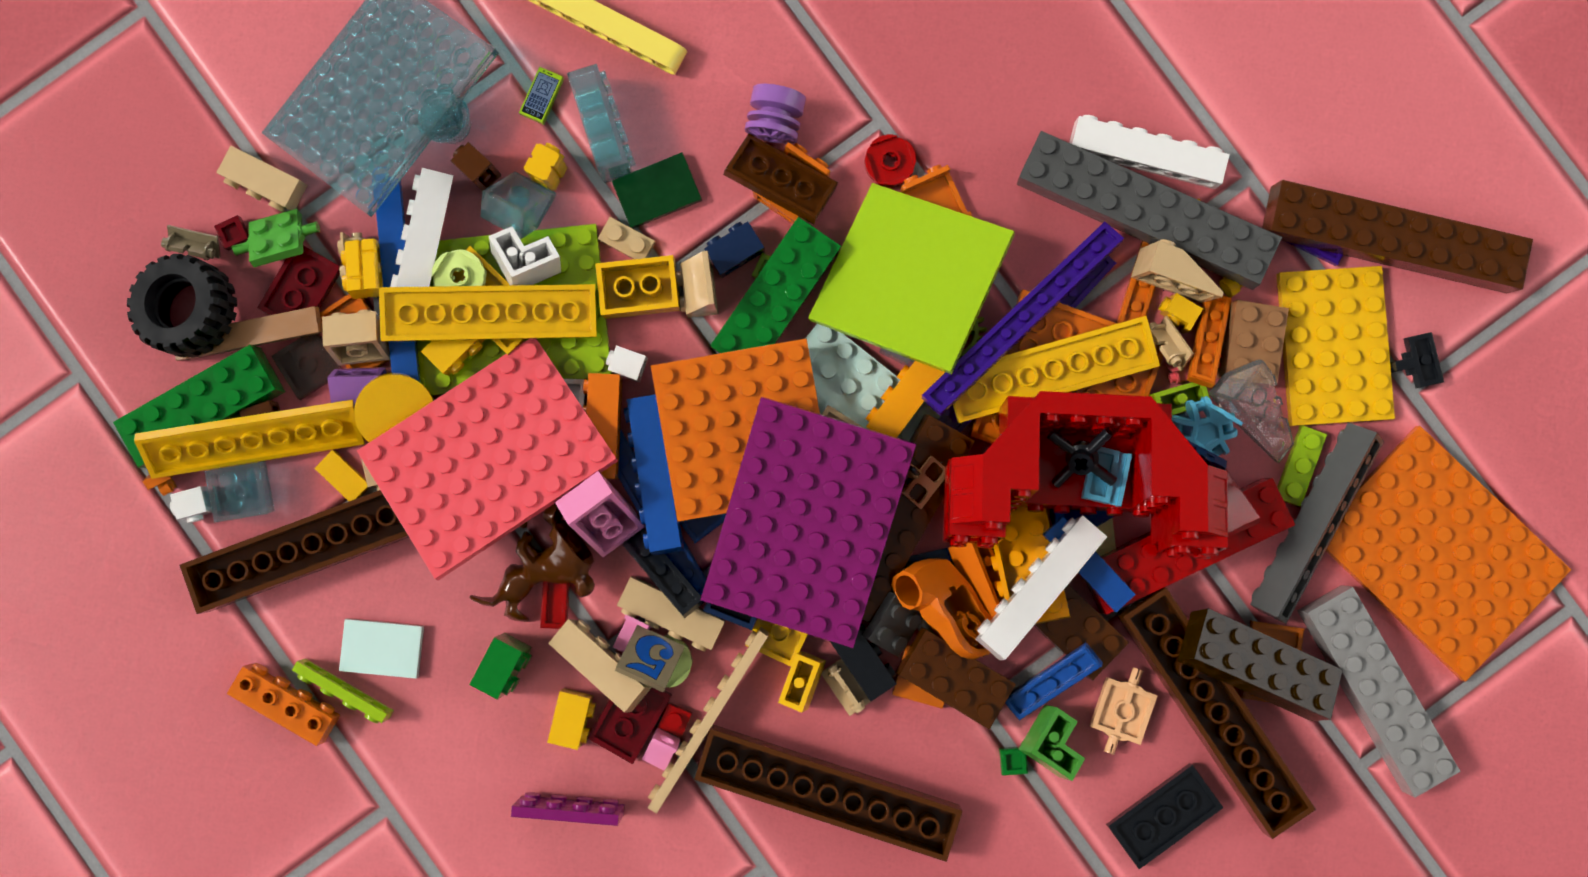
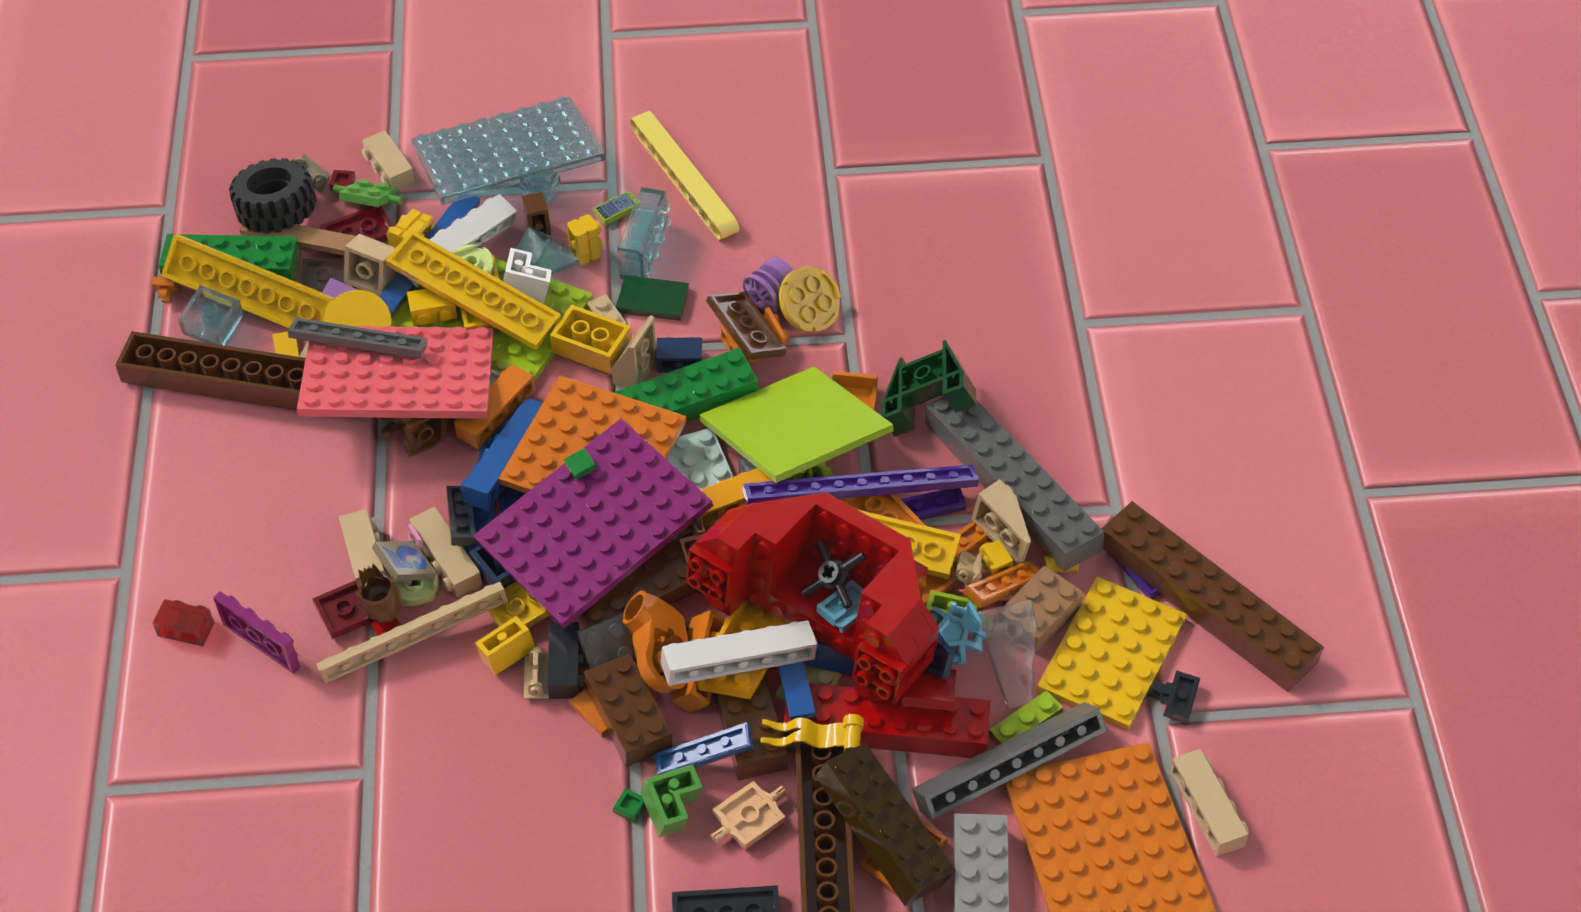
camera: 30 degrees right, 35 degrees down
(191, 504) = (169, 310): white brick -> none
(283, 703) = (118, 460): orange brick -> none
(334, 686) = (168, 481): lime plate -> none
(381, 648) = (217, 466): light aqua tile -> none
(422, 449) = (357, 338): none -> dark grey plate
(487, 833) = (183, 622): none -> clear red brick
(501, 665) = (292, 511): green brick -> none
(554, 605) = (370, 498): red tile -> none
(560, 563) = (394, 471): reddish brown animal -> none
(571, 718) = (310, 580): yellow brick -> none
(599, 514) = (445, 448): bright pink brick -> none
(626, 363) = (544, 378): white brick -> none
(658, 713) = (379, 595): none -> reddish brown helmet
(661, 749) = (359, 635): bright pink bracket -> none
(759, 476) = (580, 464): none -> green tile
(823, 108) = (809, 299): none -> yellow tile
(829, 792) = (465, 736): reddish brown brick -> none
(895, 147) = (837, 348): red plate -> none
(1006, 147) = (922, 381): none -> dark green wedge
(1151, 152) = (1049, 451): white brick -> none
(1152, 612) = (816, 735): none -> yellow flag
(1504, 457) = (1209, 802): none -> tan brick

